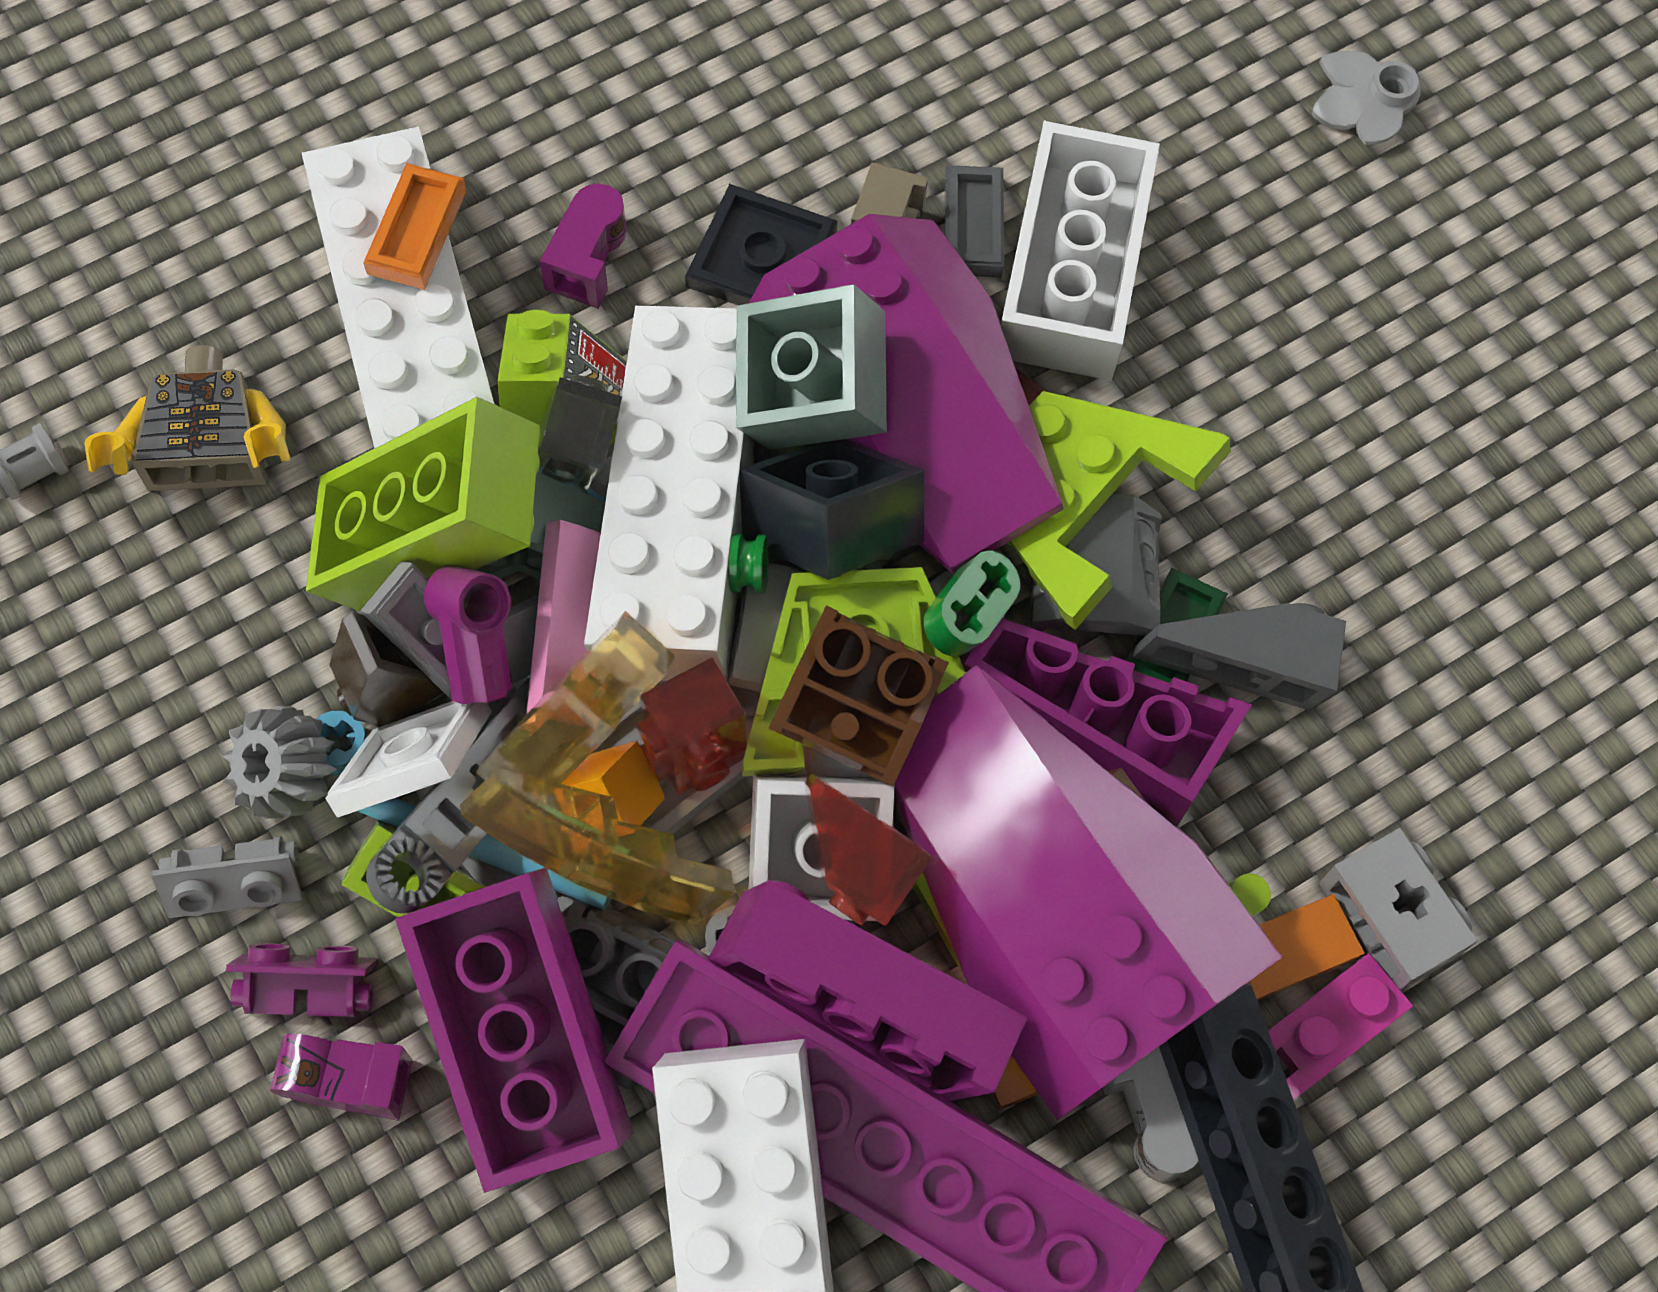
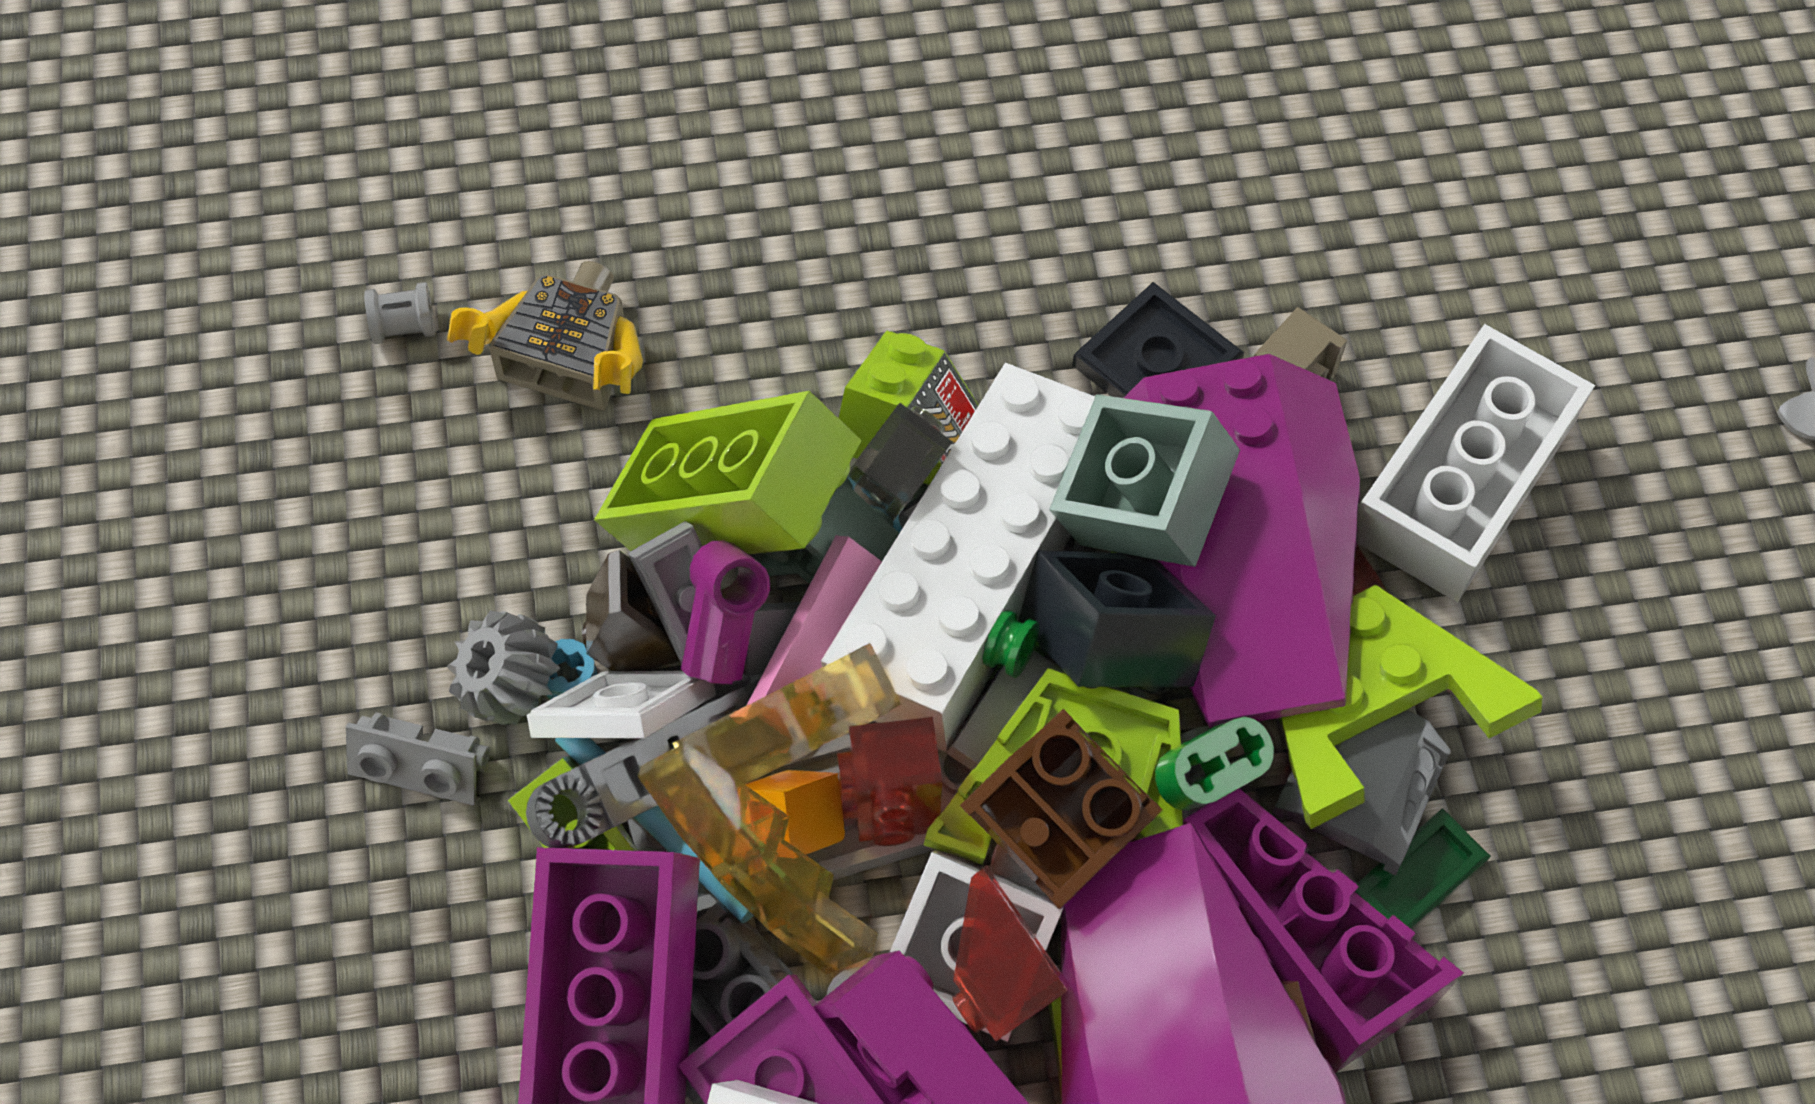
camera: 25 degrees right, 5 degrees down
(275, 975) = (465, 885): magenta hinge -> none
(343, 1074) = (440, 981): magenta leg -> none
(407, 343) = (798, 264): white brick -> none
(415, 226) = (832, 219): orange tile -> none
(578, 250) = (987, 290): magenta leg -> none
(976, 217) = (1383, 397): dark grey tile -> none
(1270, 651) = (1504, 926): dark grey slope -> none

